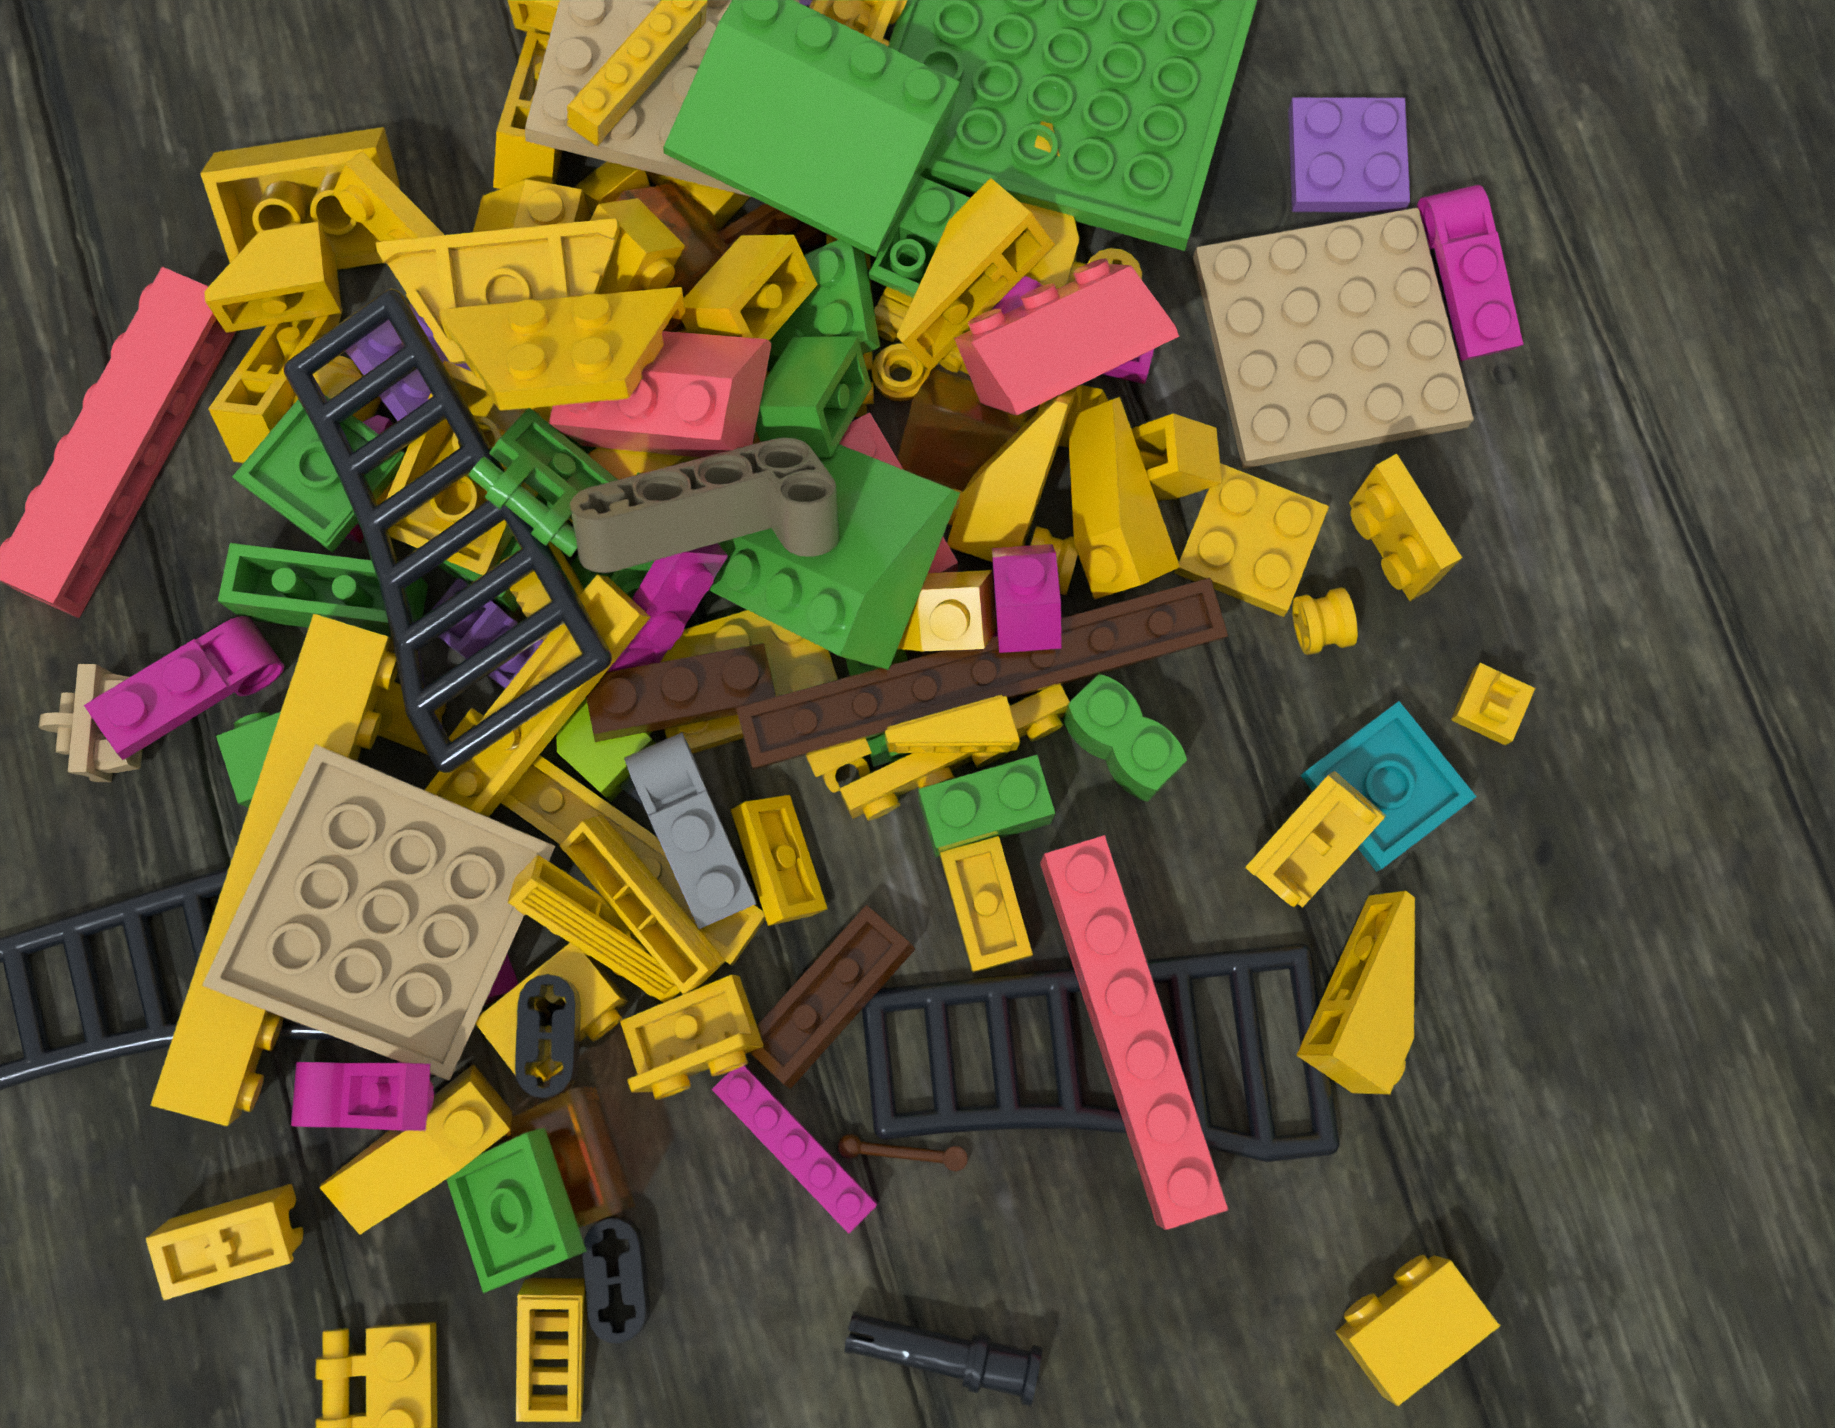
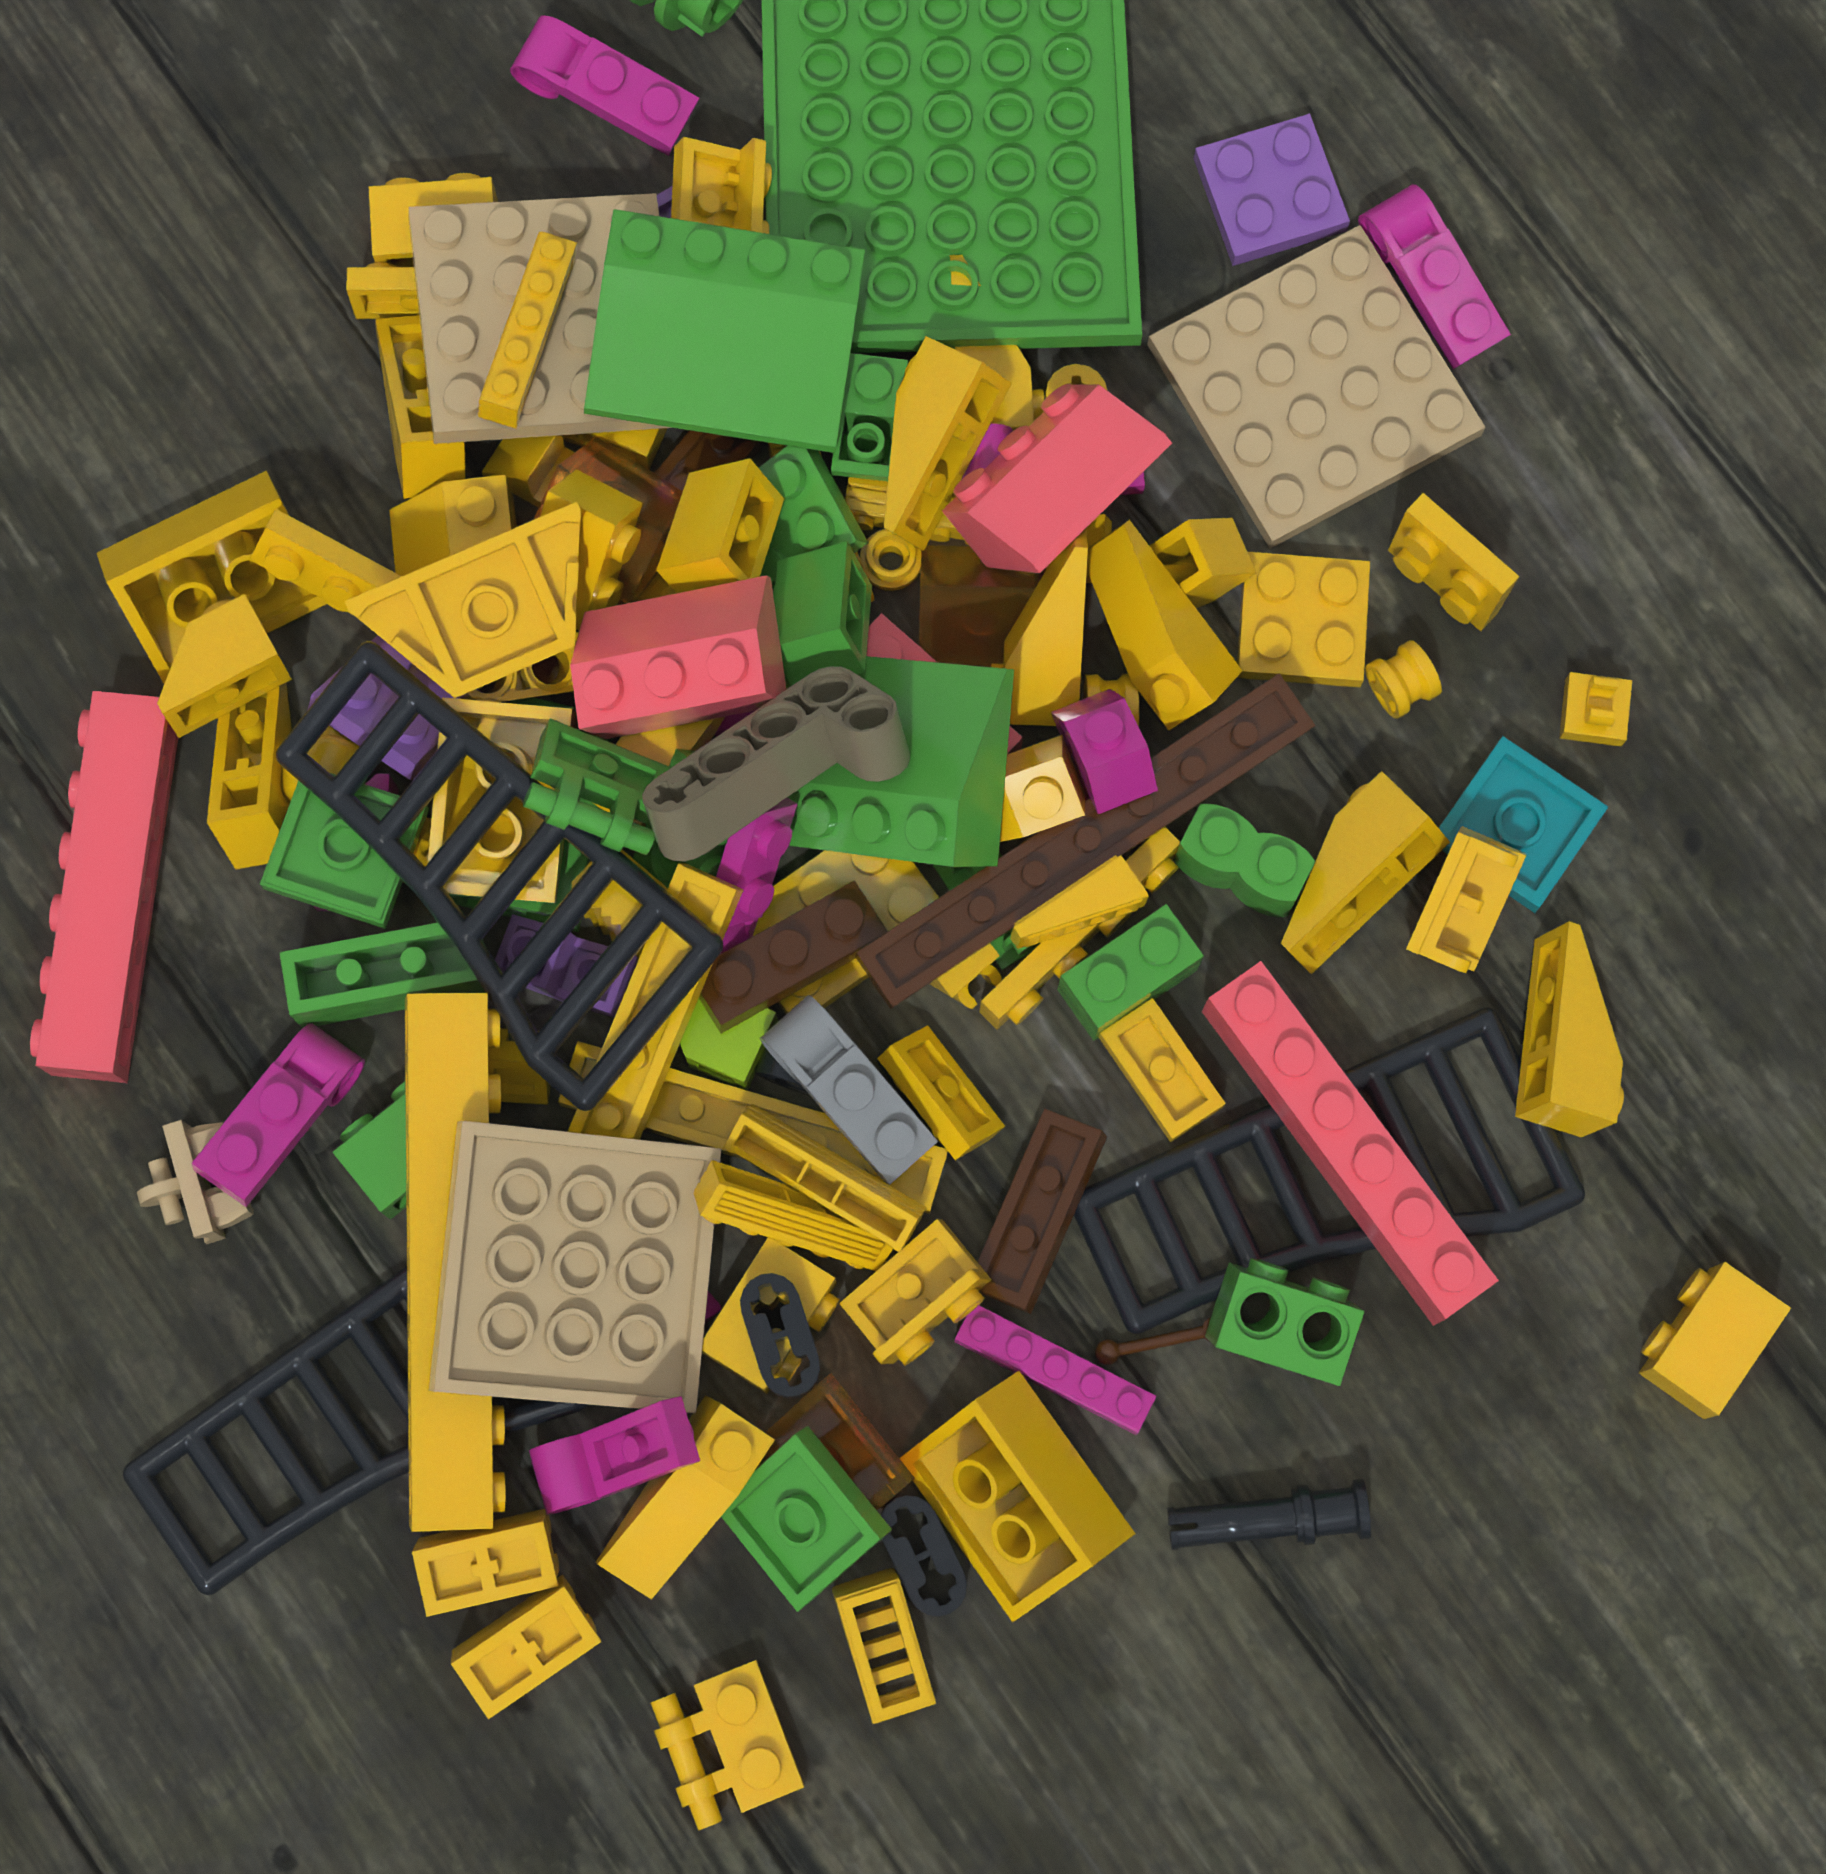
camera: 20 degrees left, 0 degrees up
(218, 1158) = (486, 1564): none -> yellow hinge
(563, 346) = (571, 647): yellow wing -> none
(719, 1256) = (1016, 1496): none -> yellow slope
(1006, 1187) = (1279, 1334): none -> bright green brick
(1231, 775) = (1363, 863): none -> yellow slope

